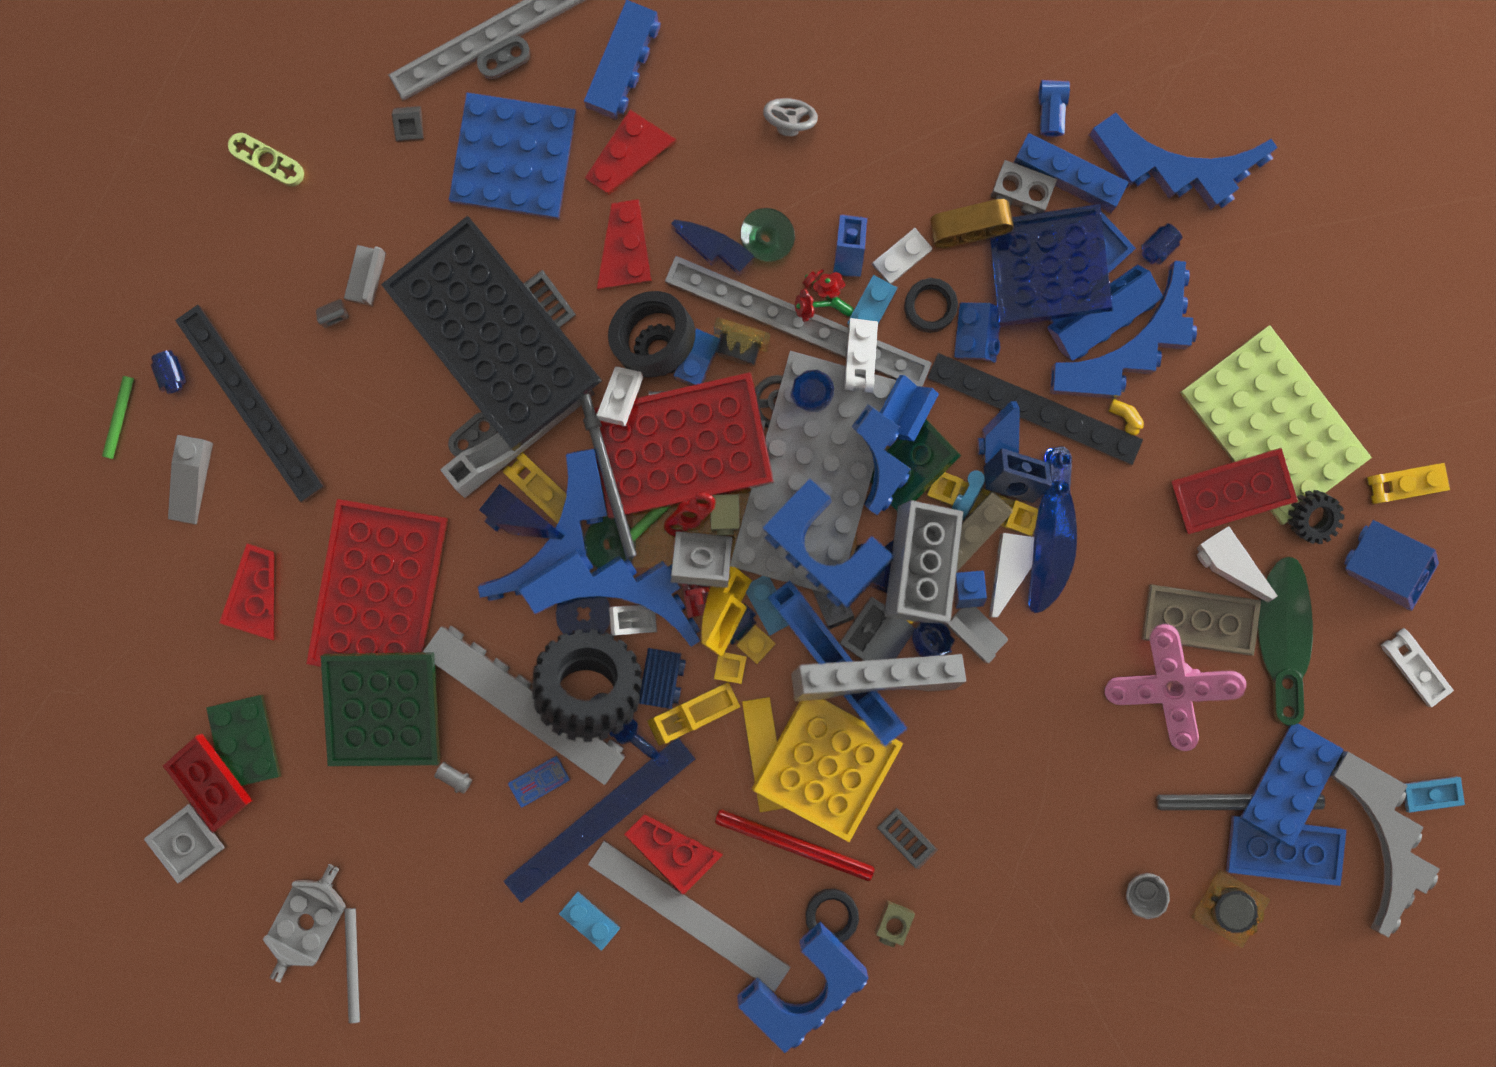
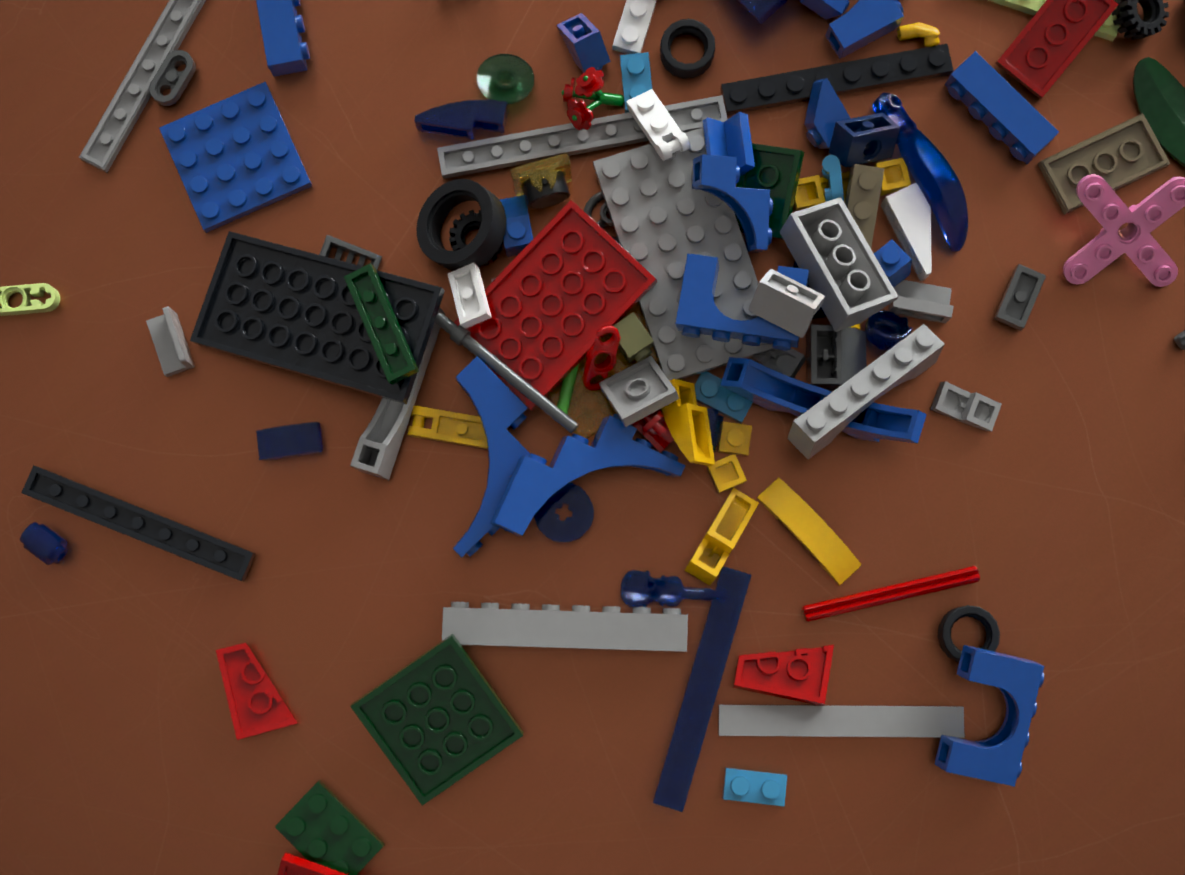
camera: 30 degrees left, 5 degrees down
(117, 417) = (24, 615): bright green bar -> none
(188, 478) = (123, 626): light grey slope -> none
(331, 313) = (162, 396): dark grey slope -> none
(377, 581) = (357, 606): red plate -> none
(407, 123) = (124, 188): dark grey slope -> none
(407, 415) = (289, 441): none -> clear blue slope
(453, 778) = (544, 739): light grey pin -> none
(471, 432) = (357, 419): dark grey plate -> none
(515, 517) = (447, 463): clear blue slope -> none
(534, 376) = (381, 324): none -> dark green plate
(539, 781) = (624, 690): blue tile -> none
(591, 653) = (621, 602): black tyre -> none
(594, 541) = (539, 424): clear green dish -> none
(625, 248) = (389, 173): red wing -> none
(627, 151) = (335, 87): red wing -> none
(632, 620) = (611, 488): white slope -> none
(661, 678) = (671, 523): dark blue brick -> none
(812, 391) = (637, 178): clear blue hair -> none
(826, 767) = (873, 502): yellow plate -> none
(856, 570) = (785, 302): none -> light grey panel
(890, 912) = (1034, 591): olive brick -> none
(908, 854) = (999, 512): dark grey slope -> none
(954, 739) = (966, 406): none -> light grey slope
(977, 332) = (743, 44): blue bracket -> none
(1056, 682) = (1019, 297): none -> dark grey plate
(1148, 521) = (1000, 108): none -> blue brick
(1231, 561) = (1099, 95): white slope -> none

